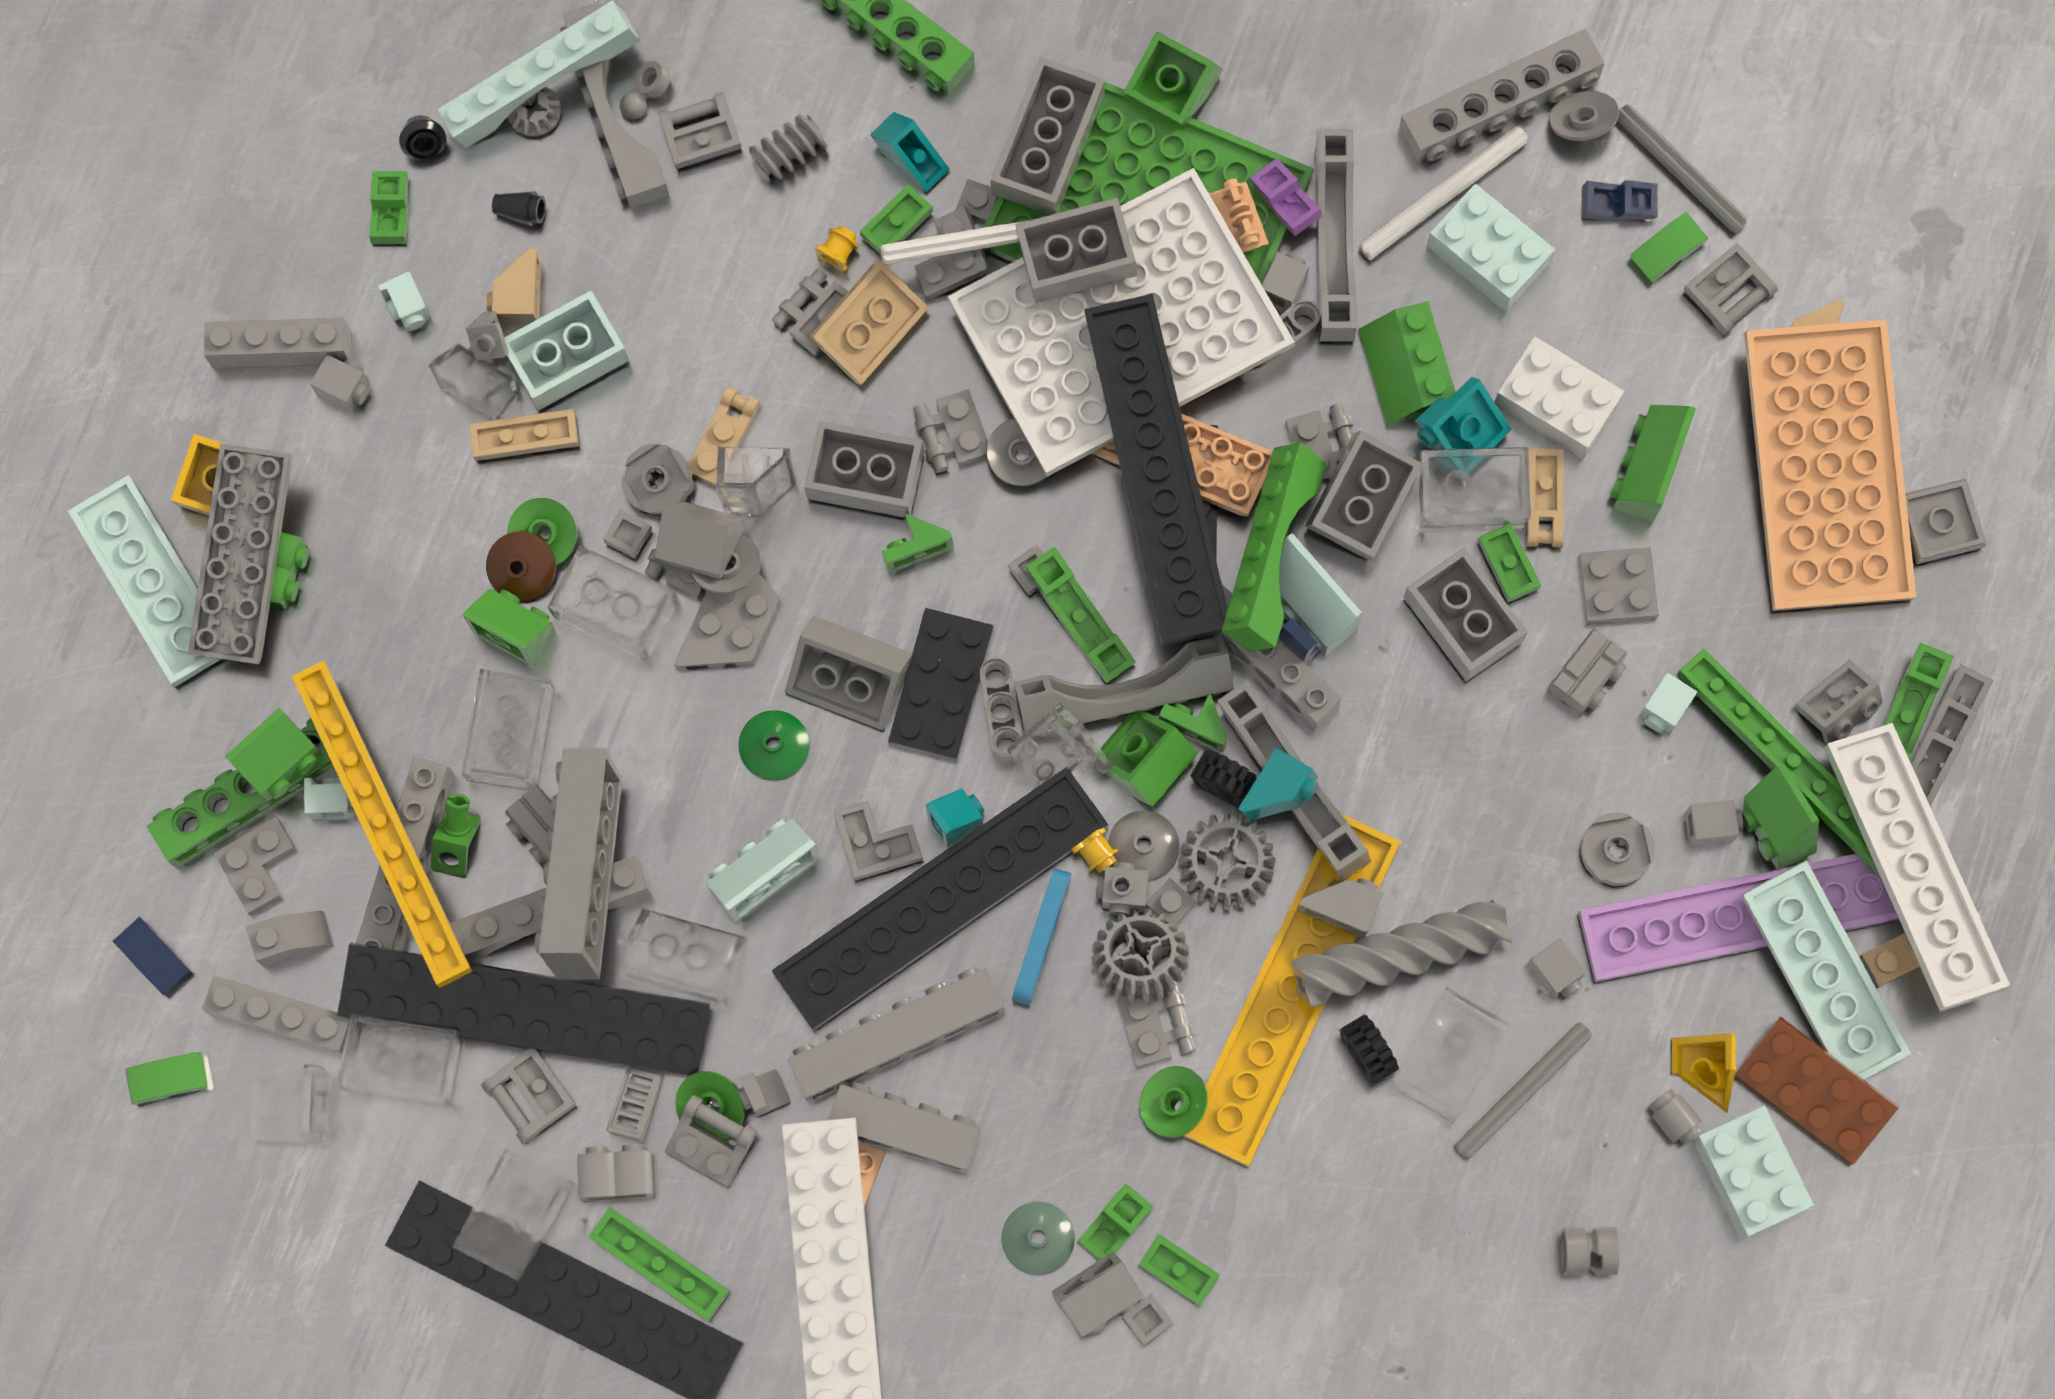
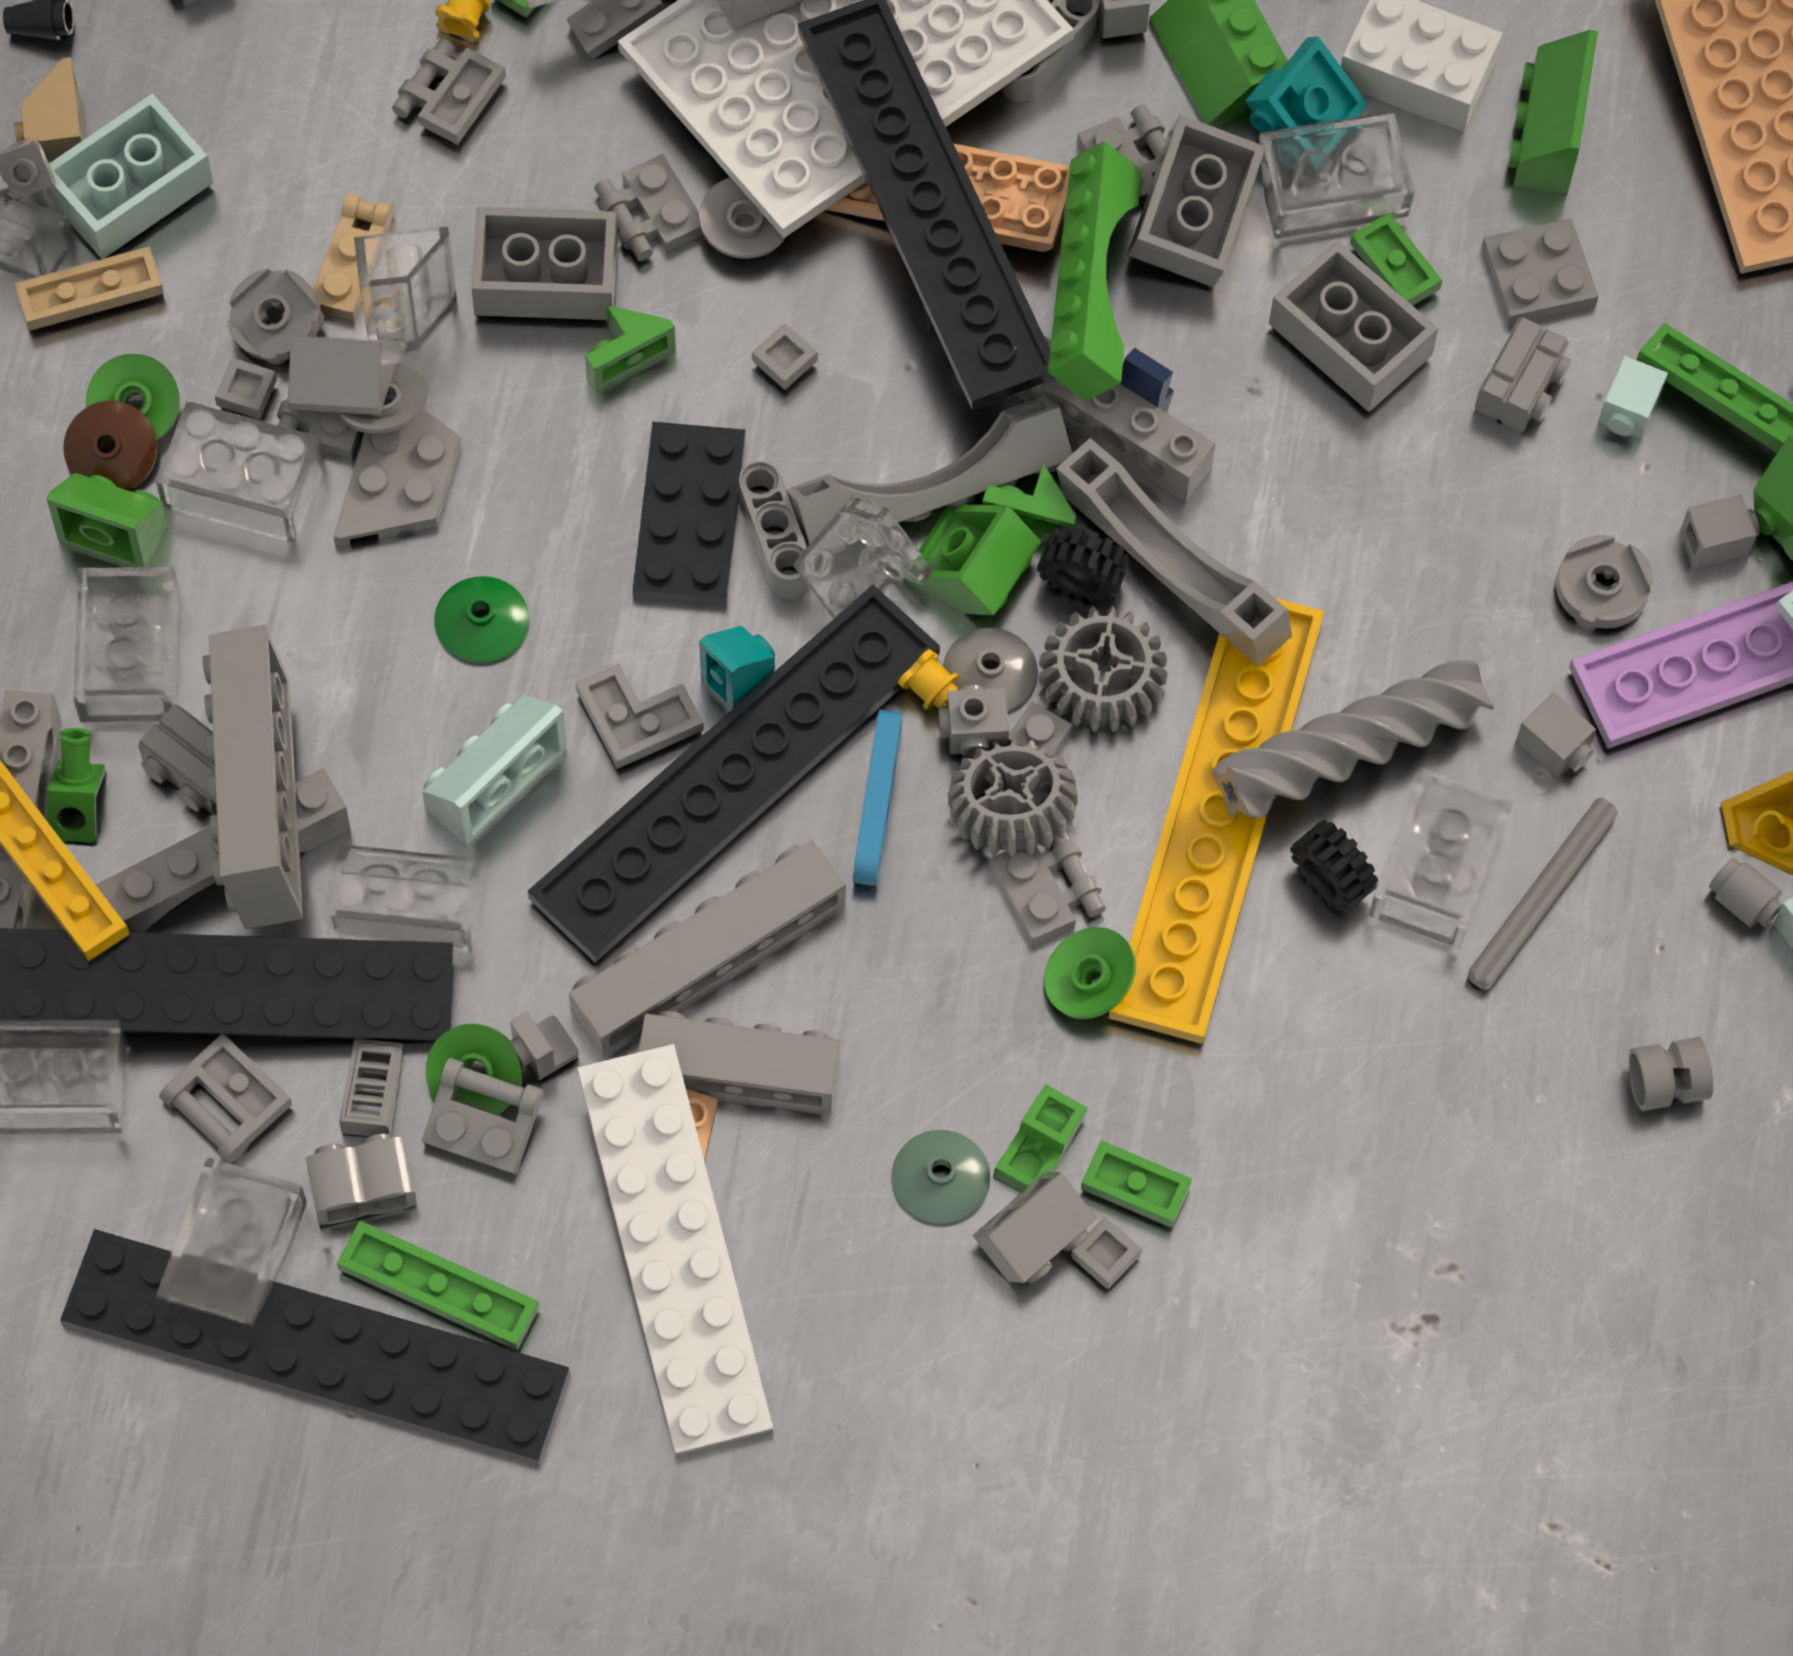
camera: 15 degrees left, 10 degrees down
(847, 672) = (564, 514): light grey slope -> none
(868, 322) = (519, 89): tan plate -> none
(1079, 615) = (853, 401): bright green slope -> none
(1279, 787) = (1156, 557): teal slope -> none
(1314, 597) = (1163, 327): light aqua slope -> none
(1345, 905) = (1266, 693): light grey slope -> none
(1546, 496) = (1430, 179): tan plate -> none

